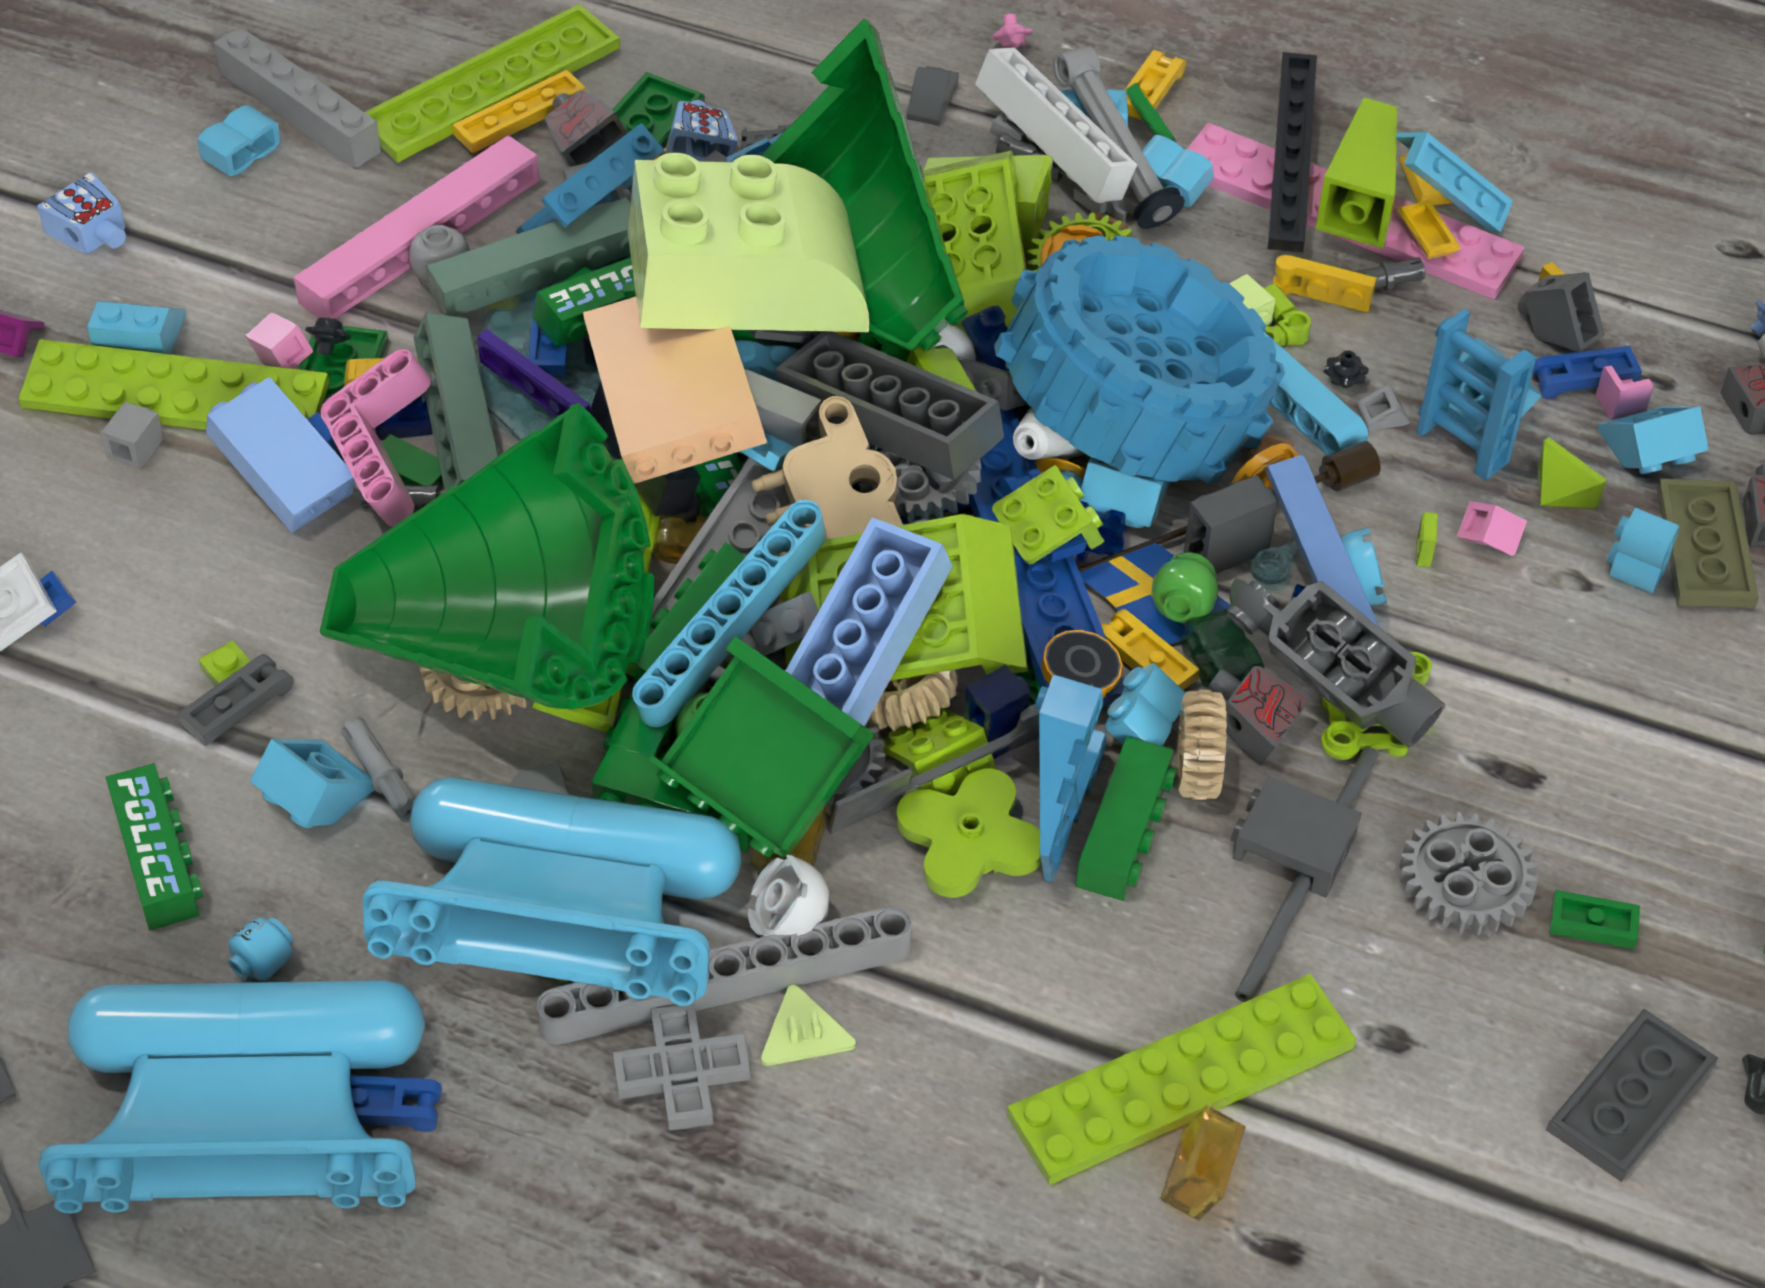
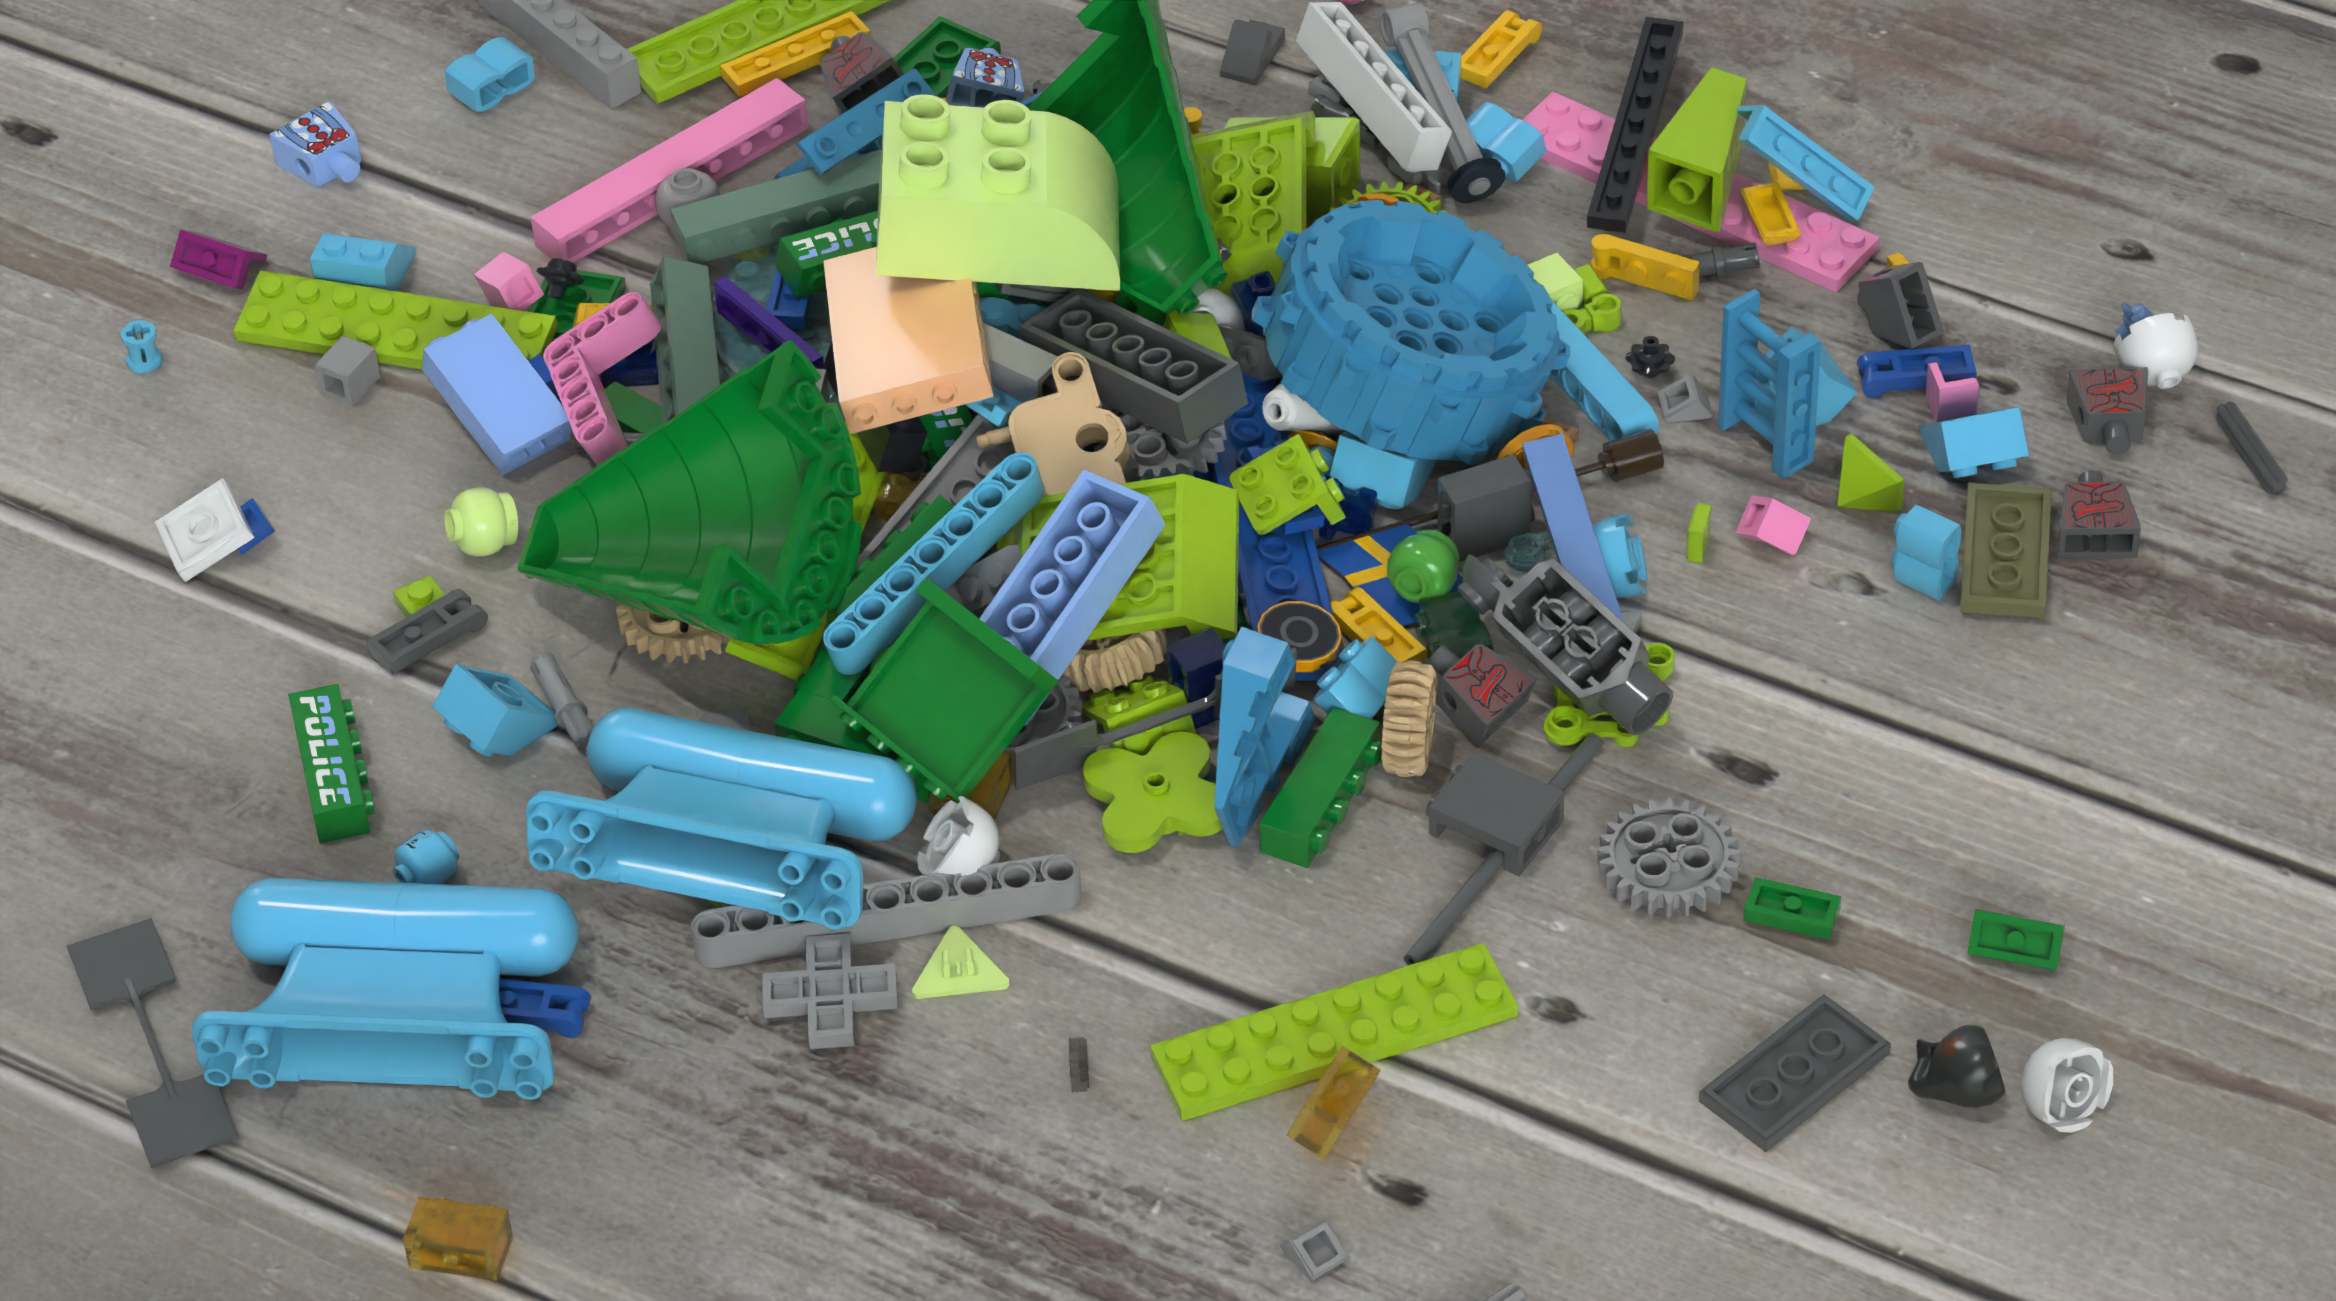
camera: 10 degrees right, 5 degrees down
(279, 584) = (481, 521): none -> yellowish green piece
(940, 1131) = (1078, 1064): none -> clear smoke tile
(1148, 112) = (1483, 78): green tile -> none

